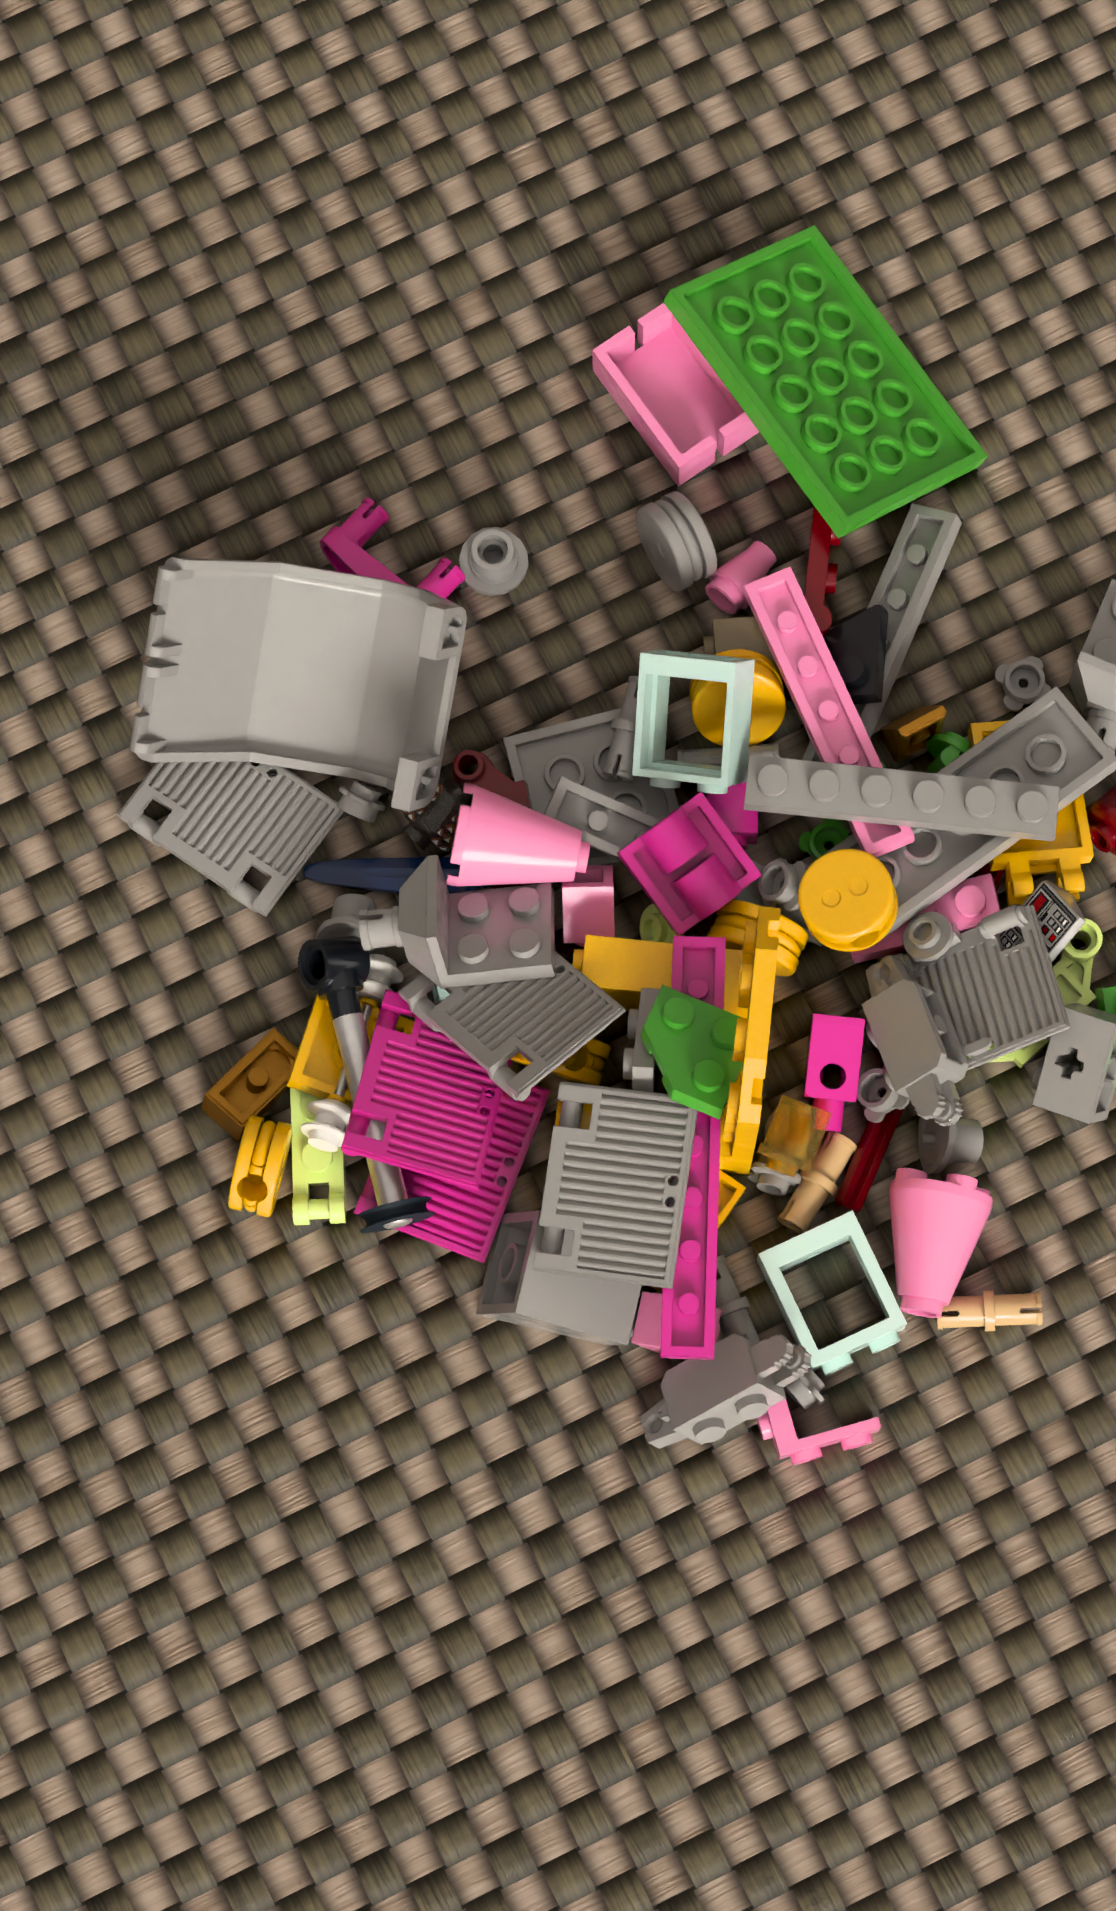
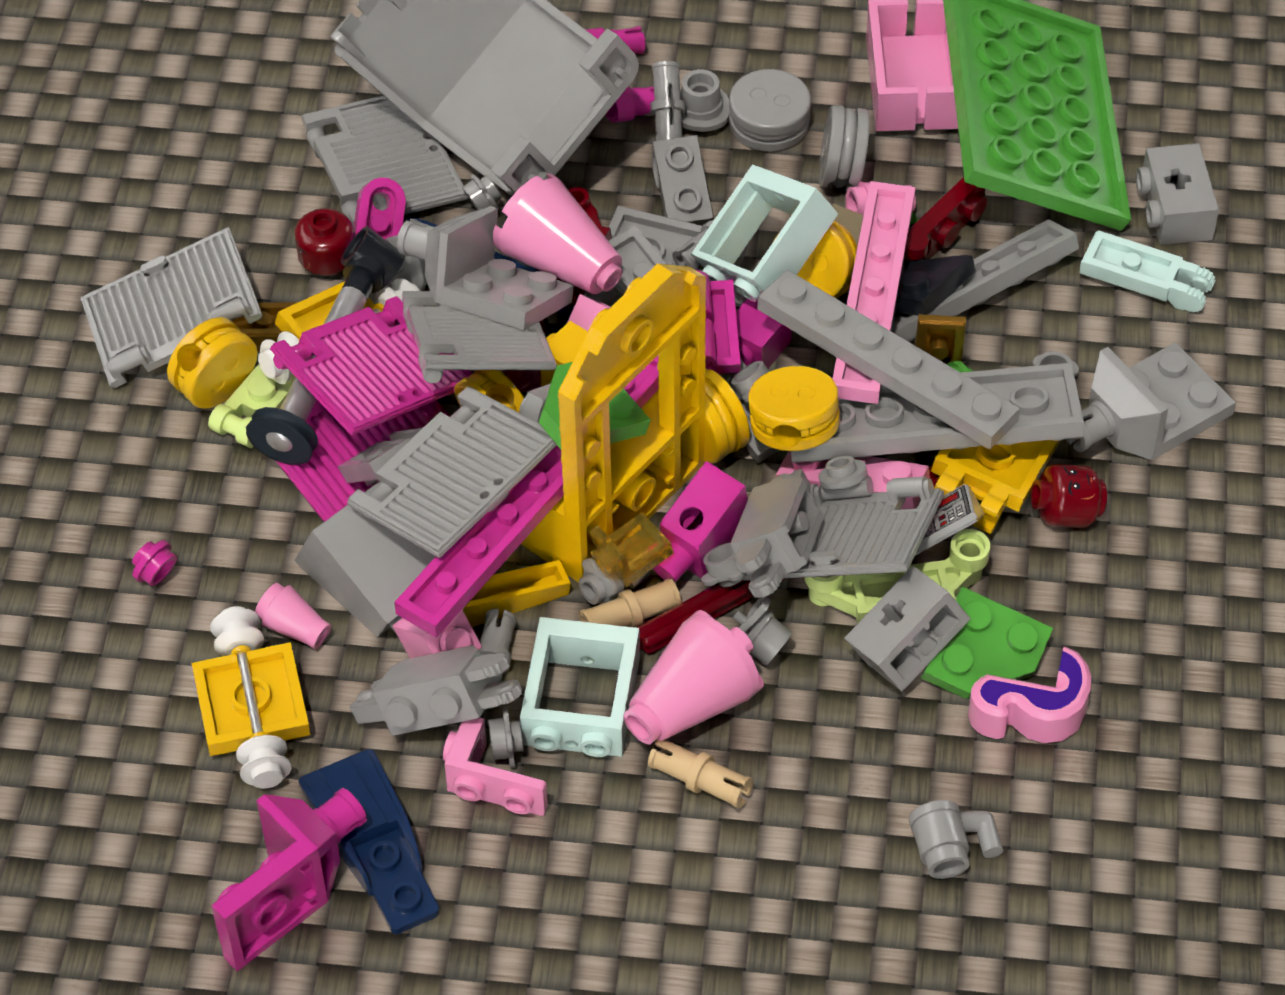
camera: 30 degrees right, 25 degrees down
(163, 1120) = (156, 306): none -> light grey window
(256, 956) = (322, 239): none -> dark red head
(291, 901) = (386, 221): none -> dark pink plate
(359, 1405) = (153, 562): none -> dark pink plate
(472, 591) = (667, 100): none -> light grey pin
(510, 1178) = (368, 462): none -> light grey plate
(525, 1380) = (292, 616): none -> bright pink cone
(542, 670) = (681, 179): none -> light grey plate
(551, 1486) = (250, 698): none -> yellow plate
(565, 526) = (769, 110): none -> light grey head
(724, 1608) = (293, 877): none -> dark pink plate
(746, 1546) = (383, 849): none -> dark blue piece
(1009, 373) = (1178, 194): none -> light grey brick
(1033, 509) = (1147, 271): none -> light aqua hinge

